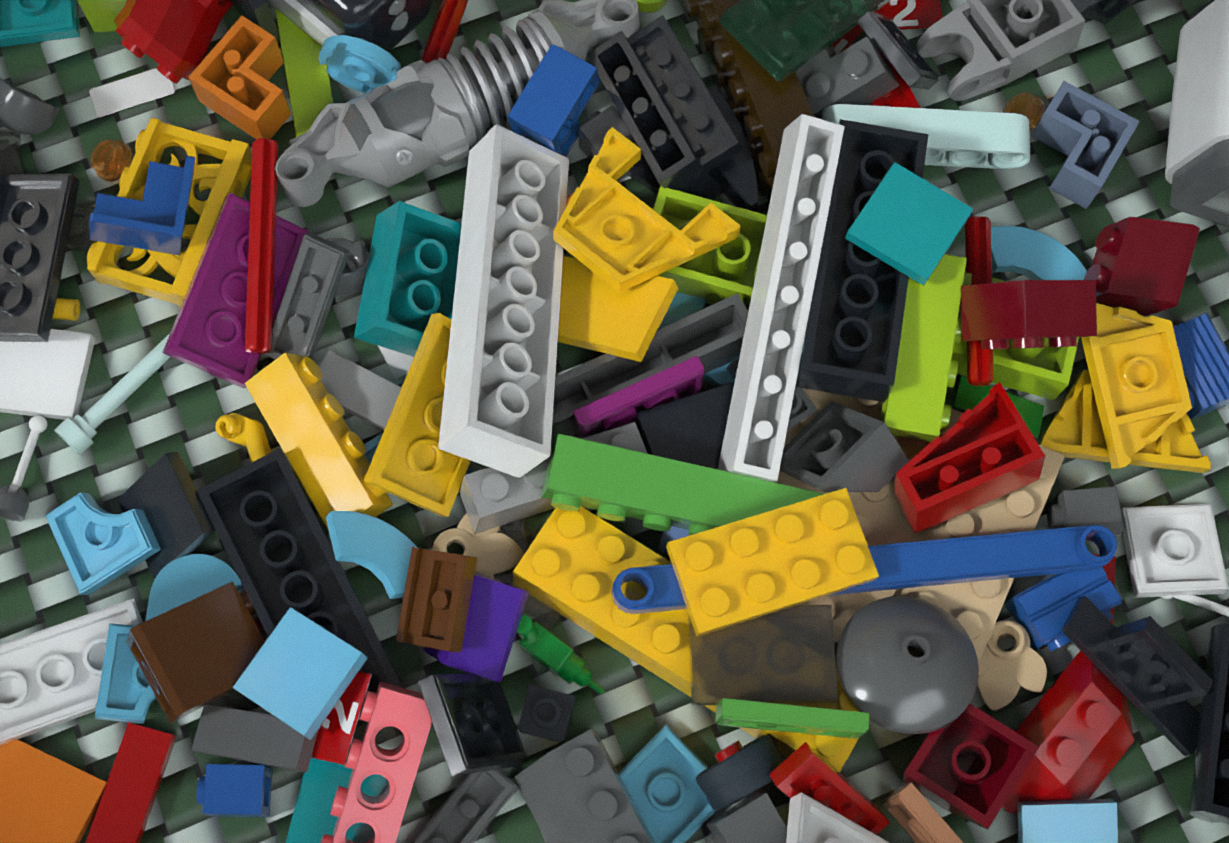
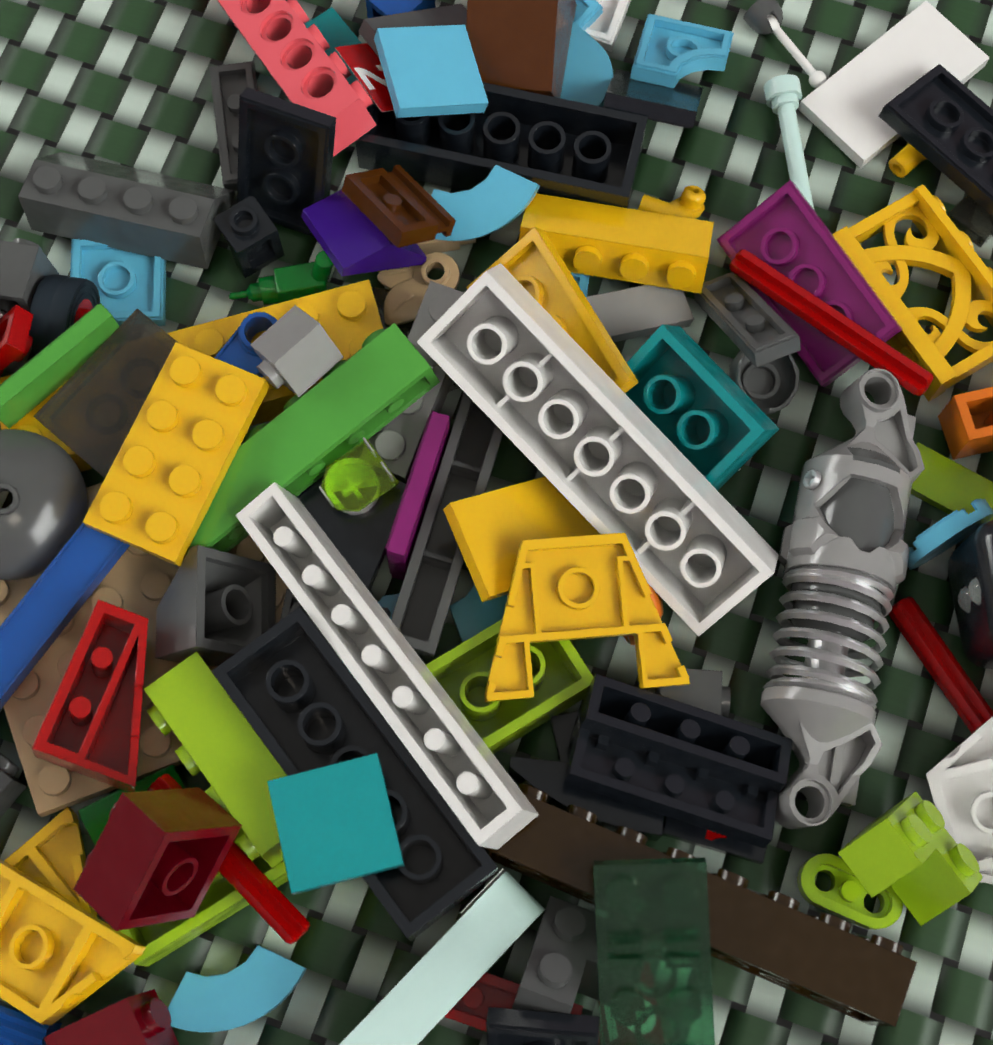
camera: 135 degrees right, 0 degrees up
(151, 223) = (923, 254): blue panel -> none
(554, 100) = (758, 653): blue panel -> none
(629, 542) = (295, 352): none -> light grey brick
(672, 436) = (357, 480): none -> clear neon green piece

